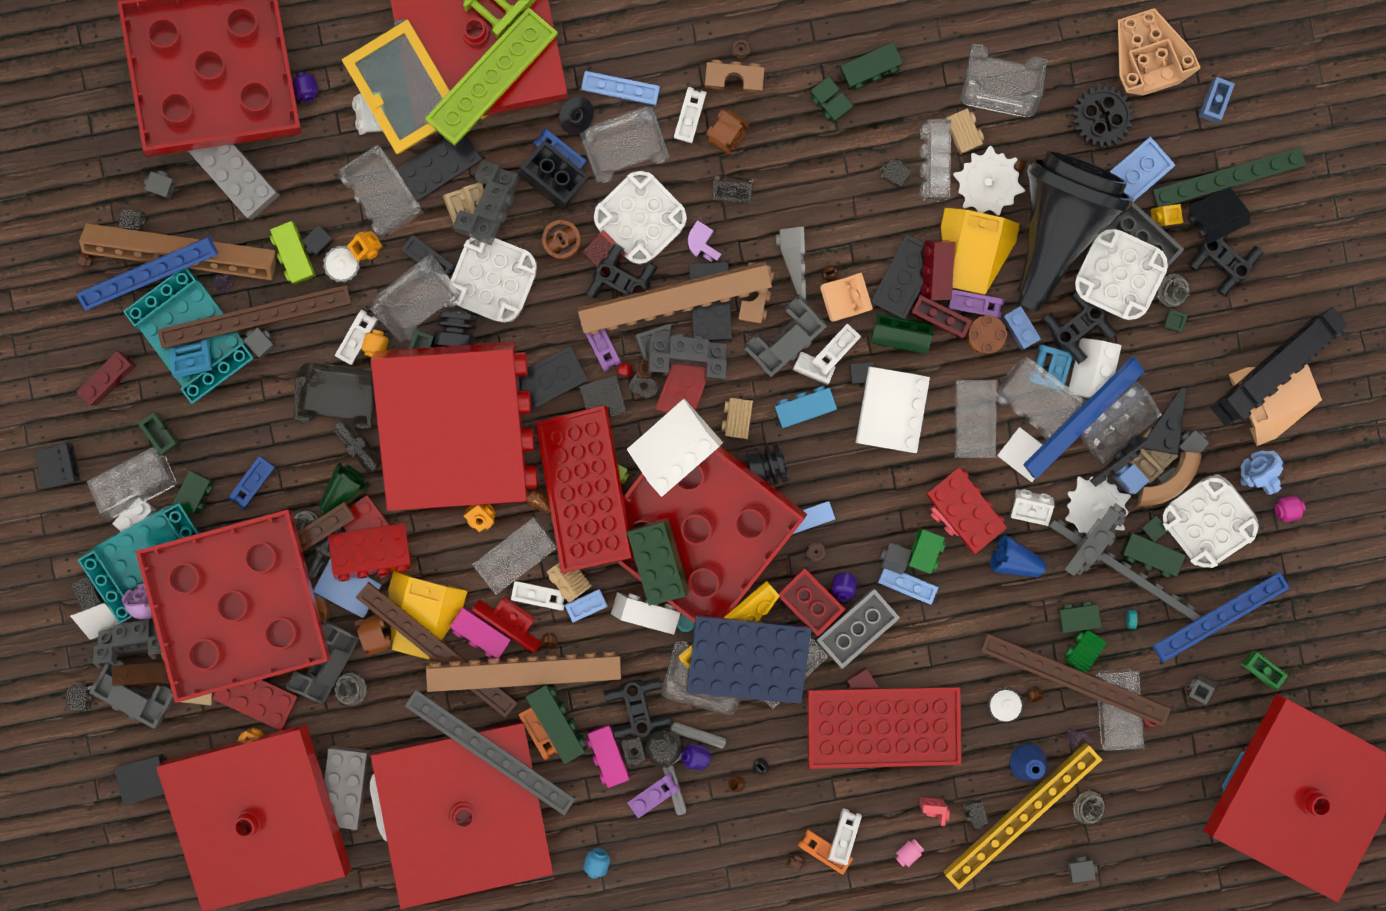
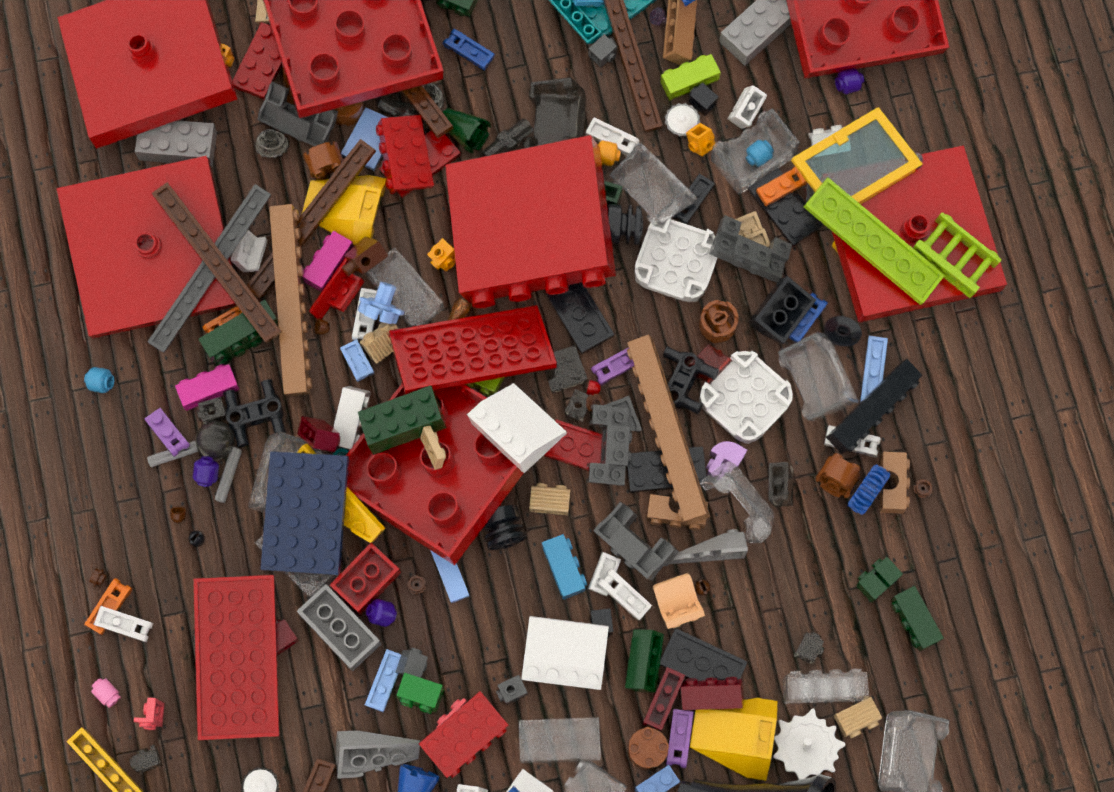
camera: 85 degrees right, 15 degrees down
(330, 195) = (747, 107): none -> white brick
(382, 186) = (759, 153): none -> dark azure head
(421, 168) = (780, 187): none -> orange plate
(470, 711) = (249, 252): none -> white bracket
(481, 596) = (364, 256): none -> reddish brown torso
(487, 746) = (216, 263): none -> reddish brown plate
(535, 580) = (381, 305): none -> light blue piece
(658, 89) = (874, 406): none -> black brick
(666, 645) = (318, 434): none -> dark red brick
(685, 533) = (433, 449): none -> tan plate
(730, 239) = (730, 478): none -> clear windscreen
(743, 102) = (869, 489): none -> blue gear
(924, 463) = (511, 690): none -> dark grey brick
(976, 607) = (367, 751): none -> light grey wedge

